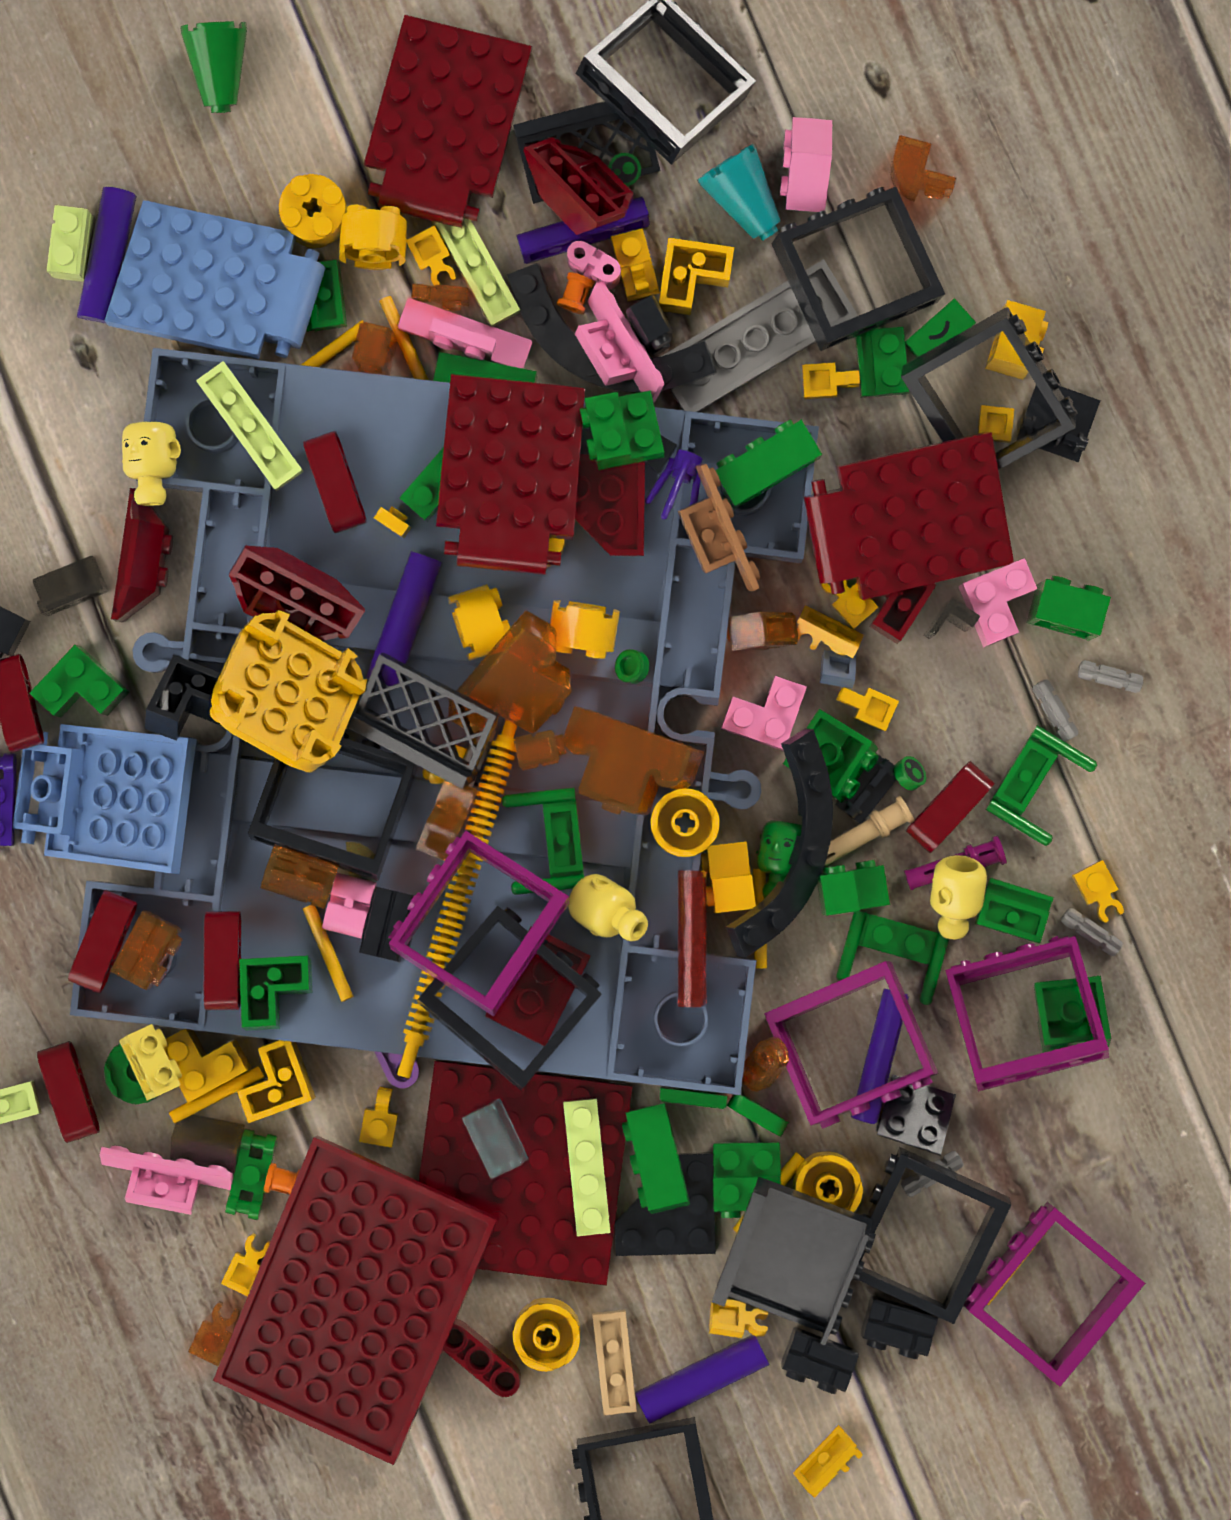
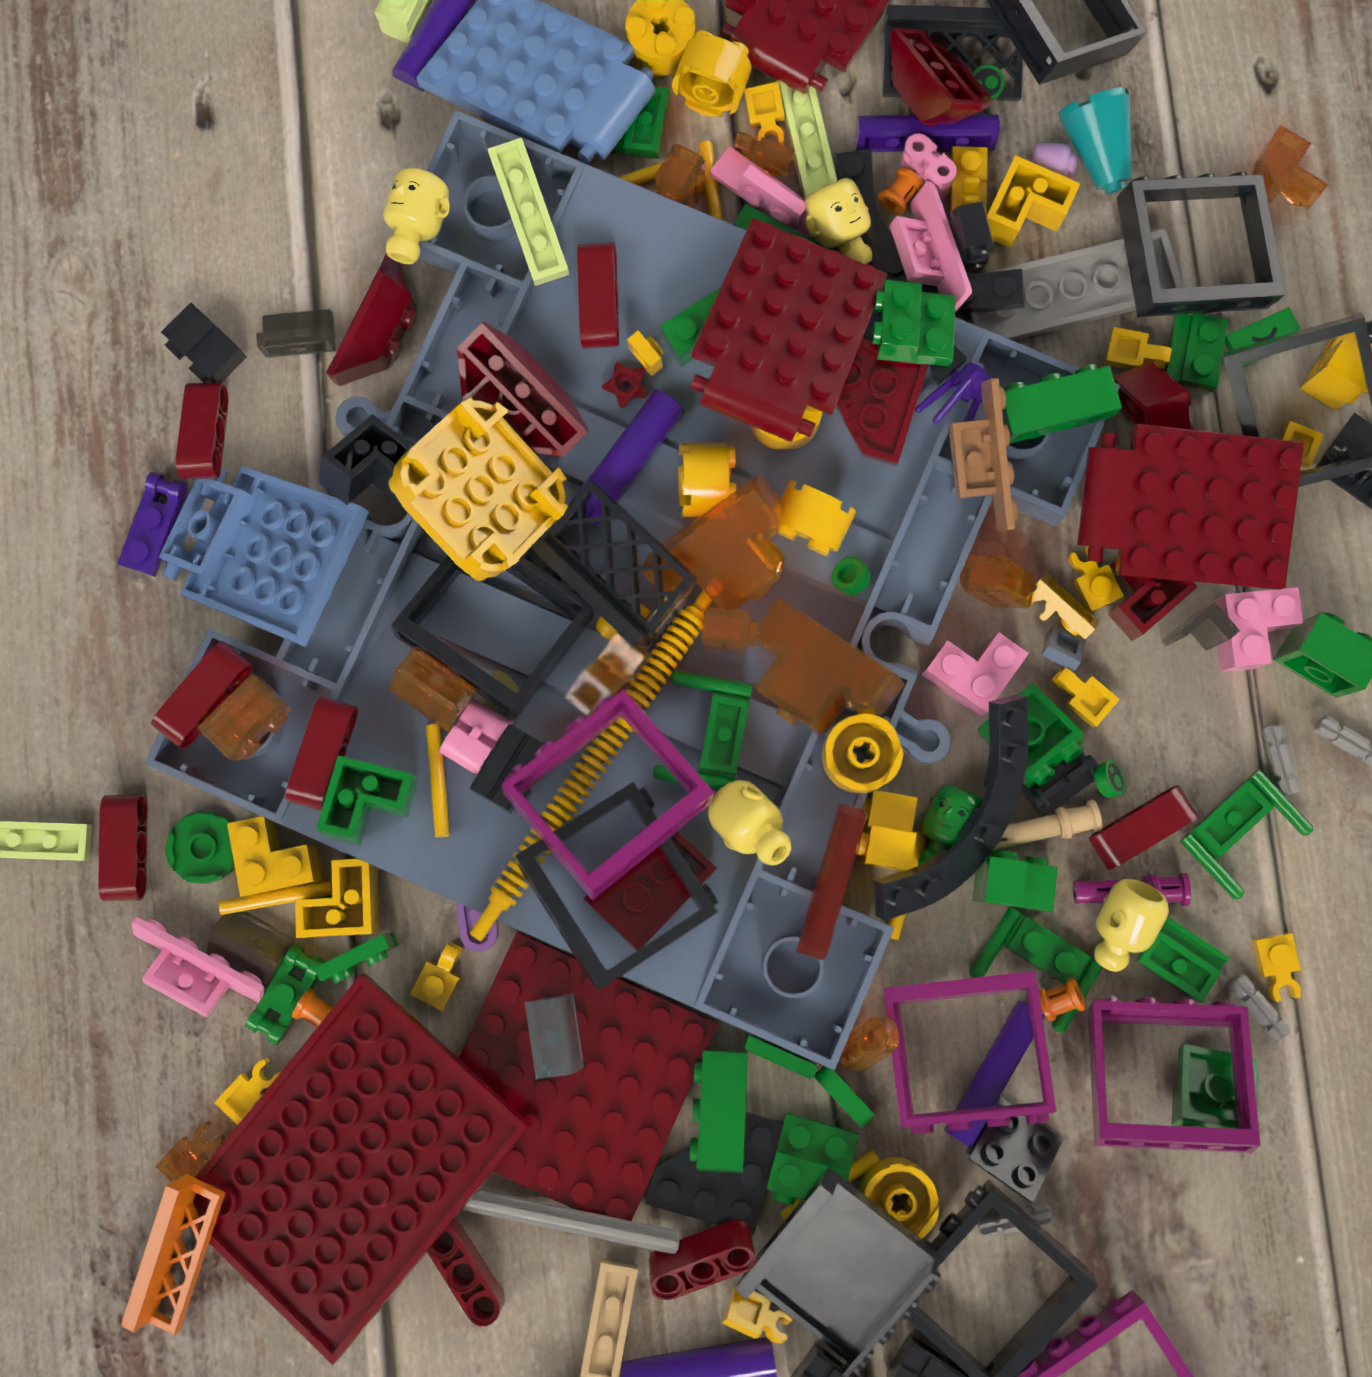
camera: 20 degrees right, 5 degrees down
(78, 676) = (269, 424): green brick -> none
(149, 1061) = (212, 828): light yellow plate -> none
(217, 1419) = (160, 1253): none -> orange fence
(316, 1116) = (369, 952): none -> green plate
(374, 555) = (625, 374): none -> dark red plate
(529, 343) = (839, 219): none -> light yellow piece
(555, 1351) = (554, 1288): yellow brick -> none
(559, 1288) = (574, 1221): none -> light grey axle
(586, 1167) = (643, 1097): yellowish green plate -> none
(676, 1286) = (702, 1260): none -> dark red beam
(705, 226) = (1055, 157): none -> lavender head
(809, 163) = (1181, 121): bright pink brick -> none
(855, 427) = (1153, 397): none -> dark red brick
(919, 976) = (1061, 999): none -> orange bush

